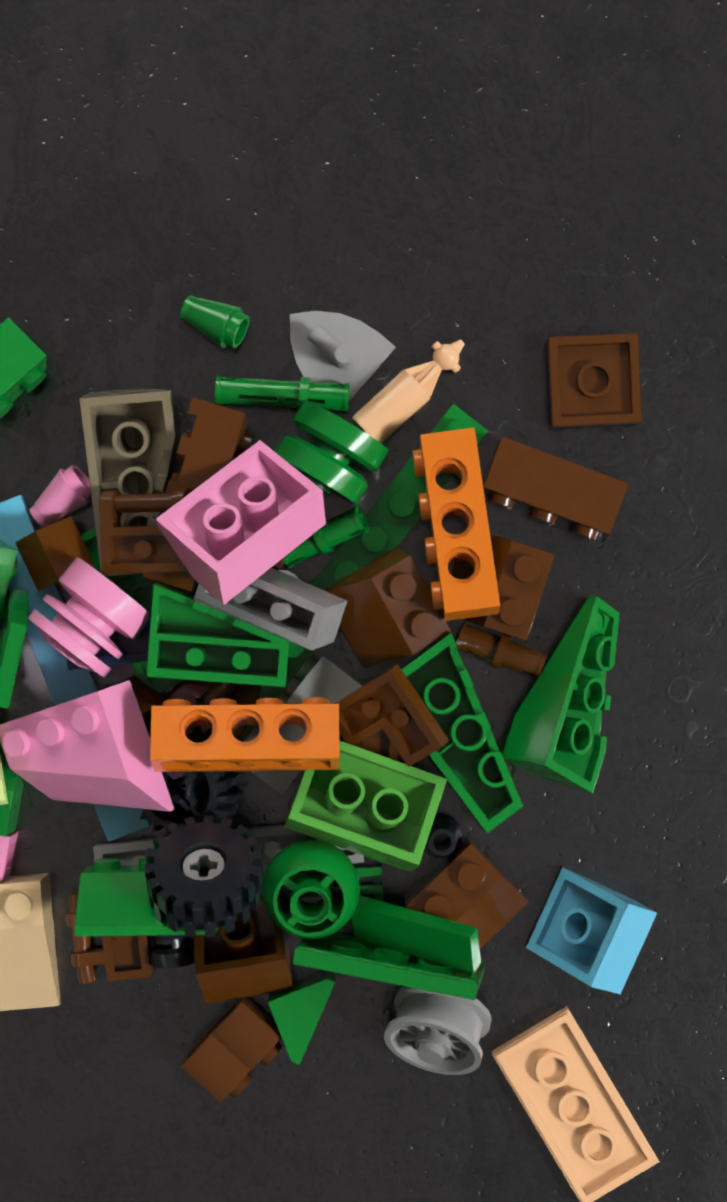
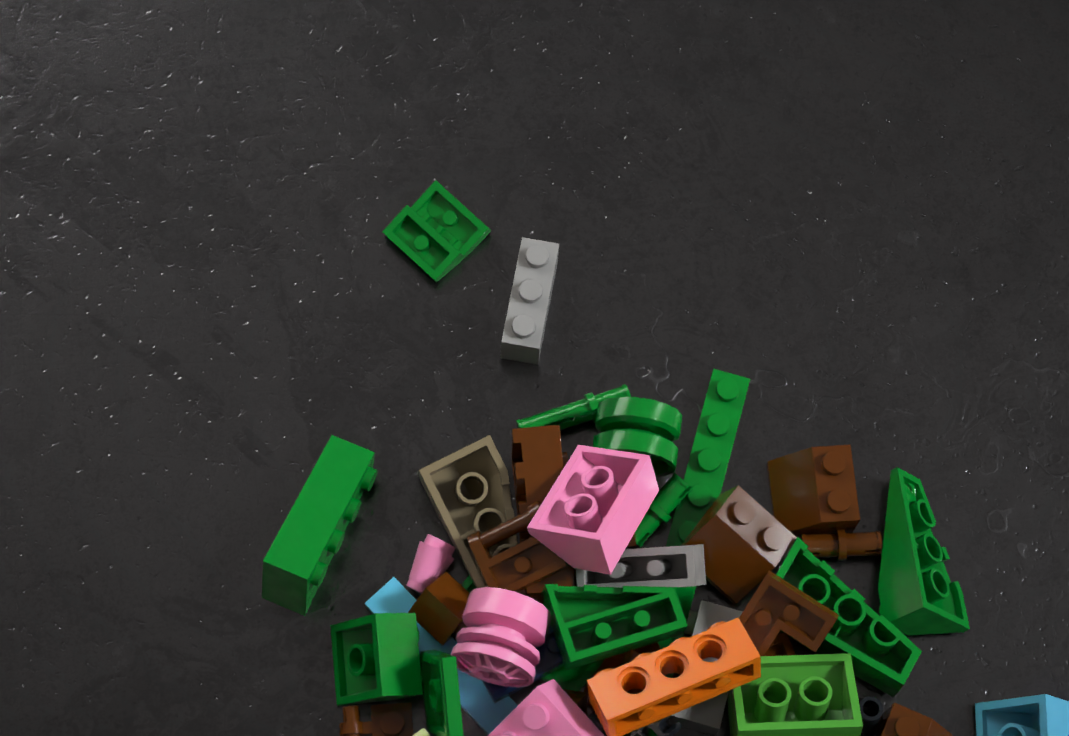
camera: 25 degrees left, 20 degrees down
(216, 320) = (497, 378): green cone -> none
(221, 121) = (436, 231): none -> green slope
(286, 246) = (529, 301): none -> light grey brick
(337, 348) = (600, 364): light grey shield -> none
(406, 393) = (676, 367): light nougat wheel -> none
(457, 454) = (740, 398): orange brick -> none
(554, 489) = (822, 400): reddish brown brick -> none
(594, 380) = (814, 309): reddish brown plate -> none

